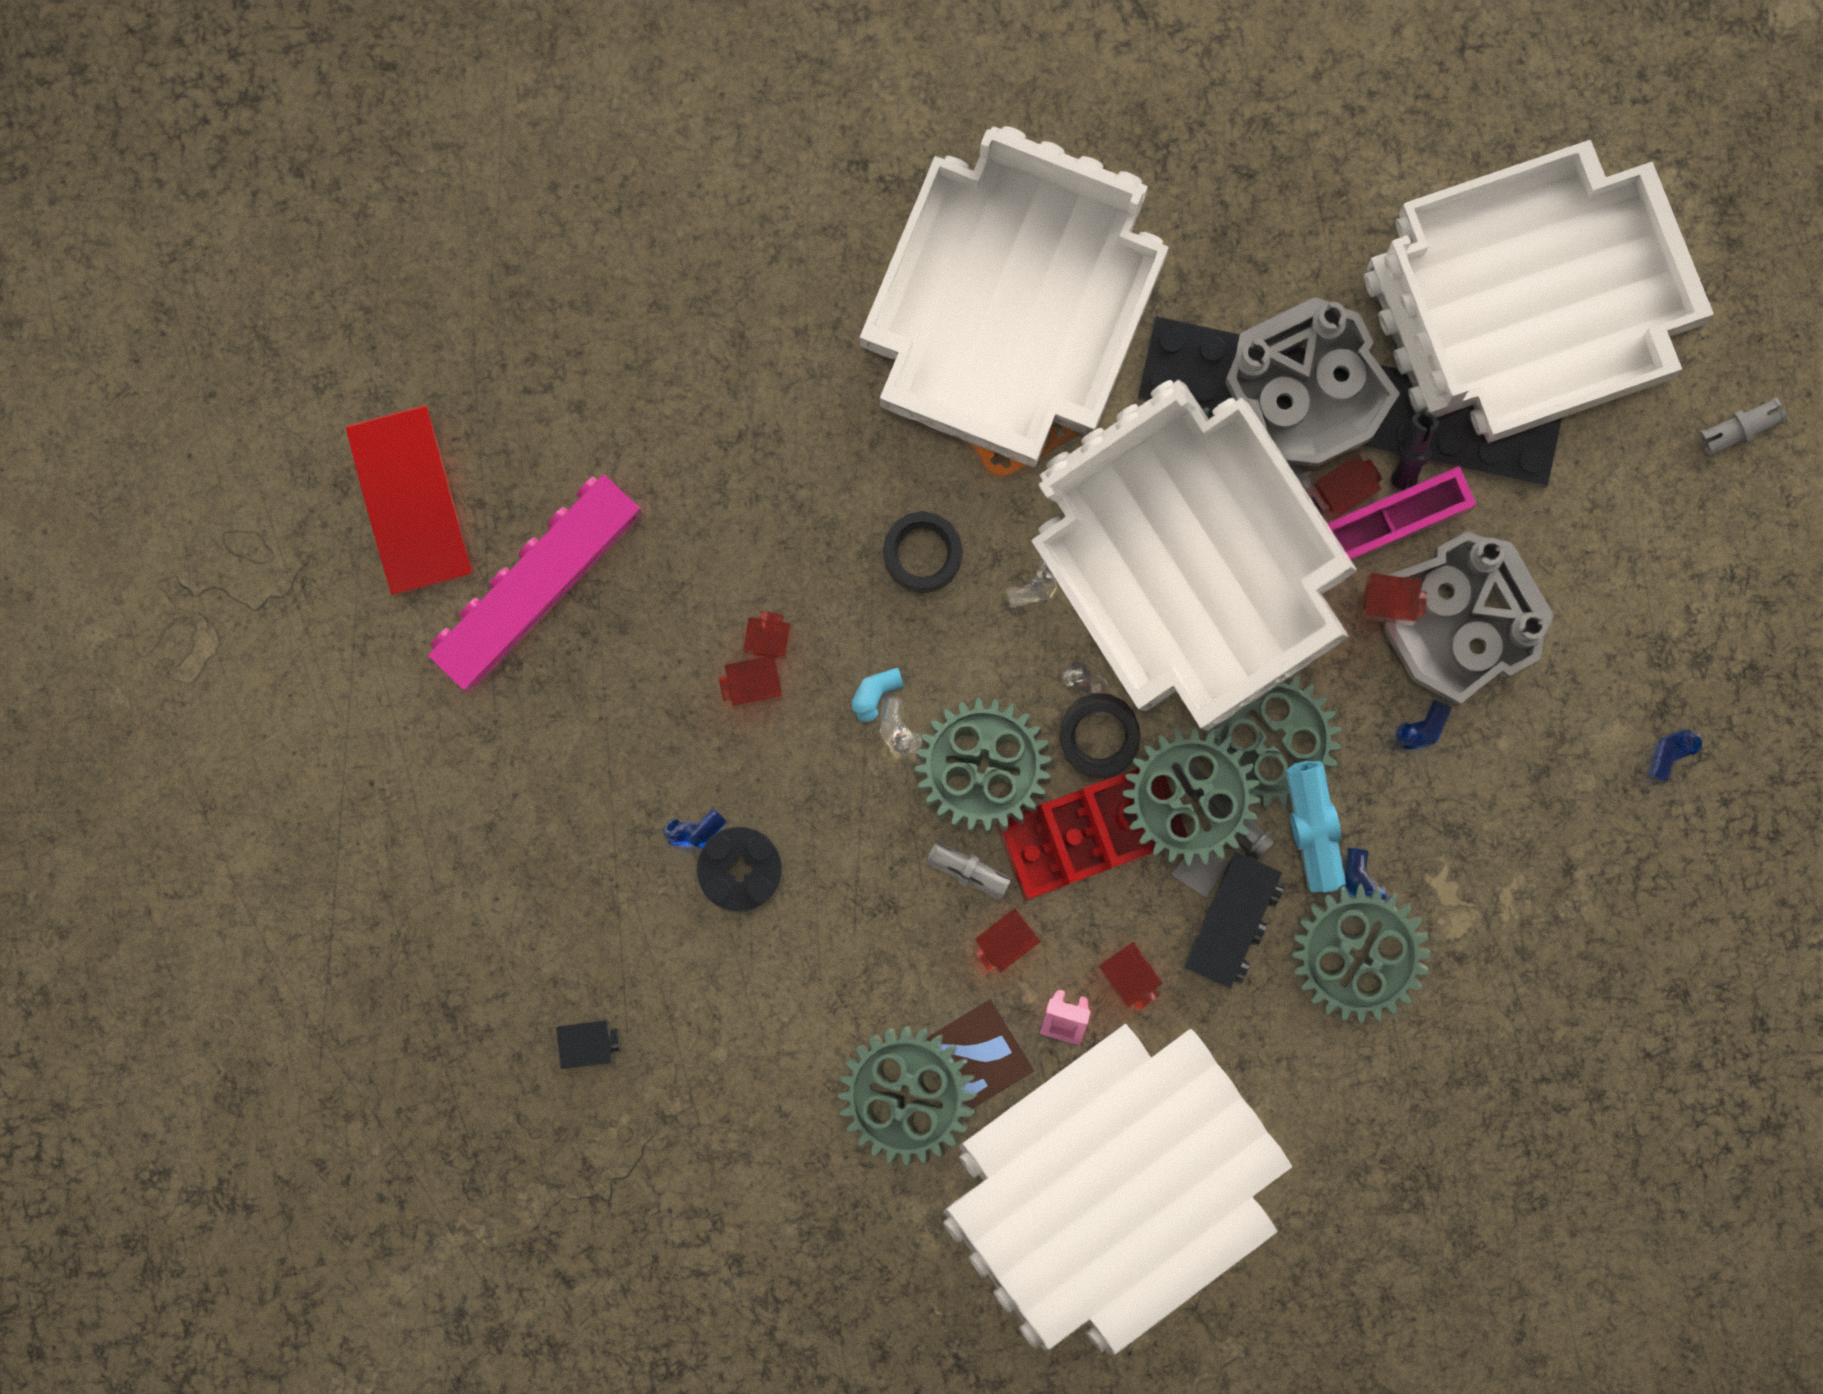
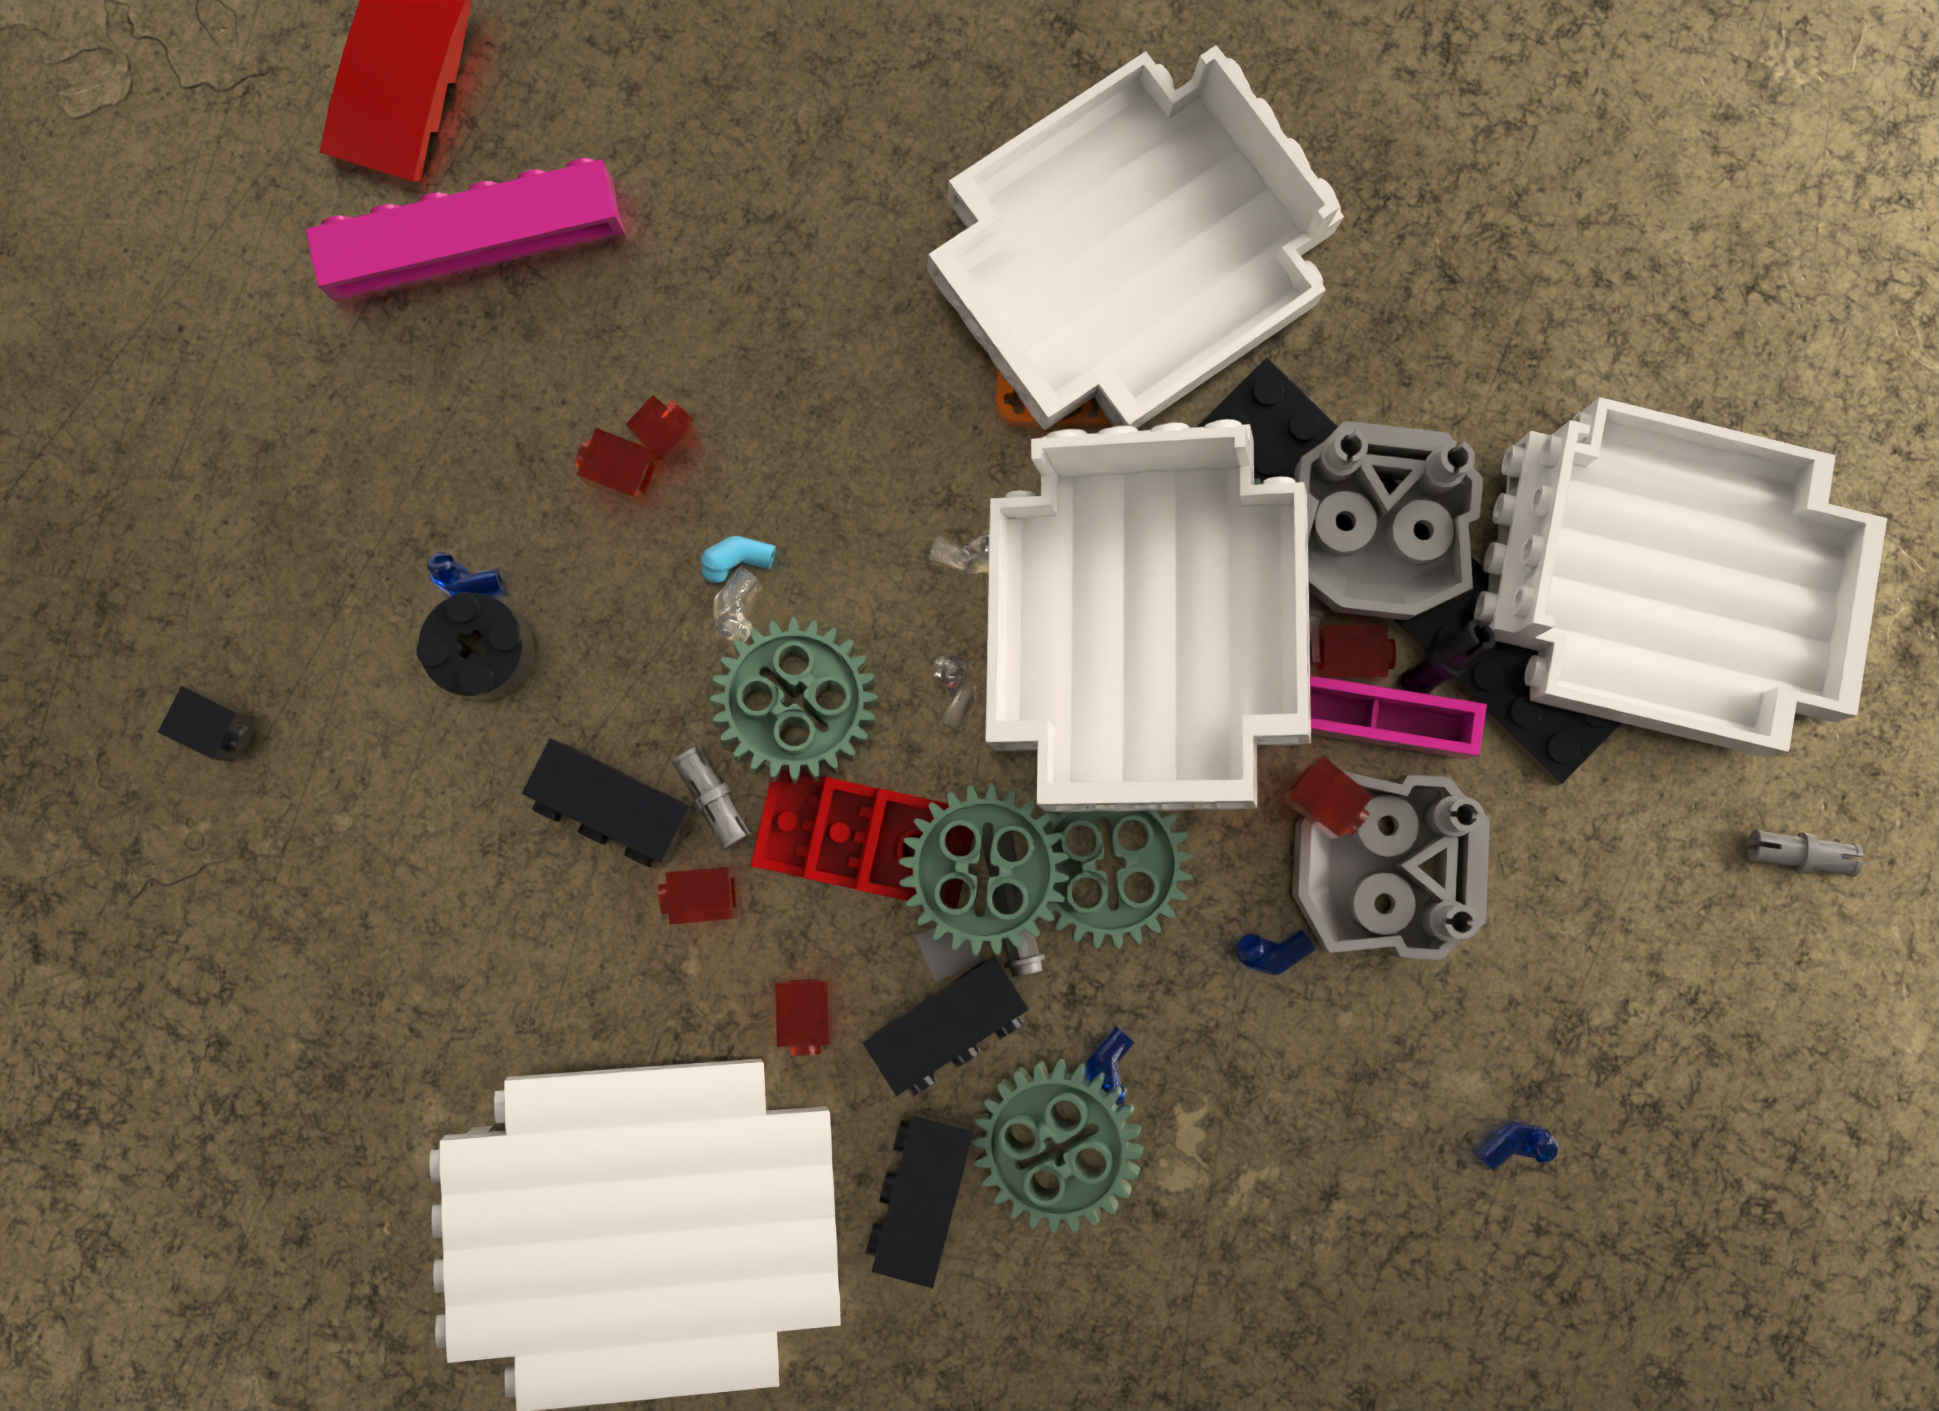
camera: 30 degrees right, 0 degrees up
(899, 1132) = (464, 1020): sand green gear -> none
(901, 920) = (607, 803): none -> black brick
(930, 521) = (875, 406): black tyre -> none
(989, 1049) = (594, 993): reddish brown tile -> none
(1065, 1020) = (707, 1016): bright pink tile -> none
(1101, 703) = (911, 776): black tyre -> none
(1290, 1048) = (920, 1198): none -> black brick
(1315, 826) = (1094, 983): medium azure piece -> none

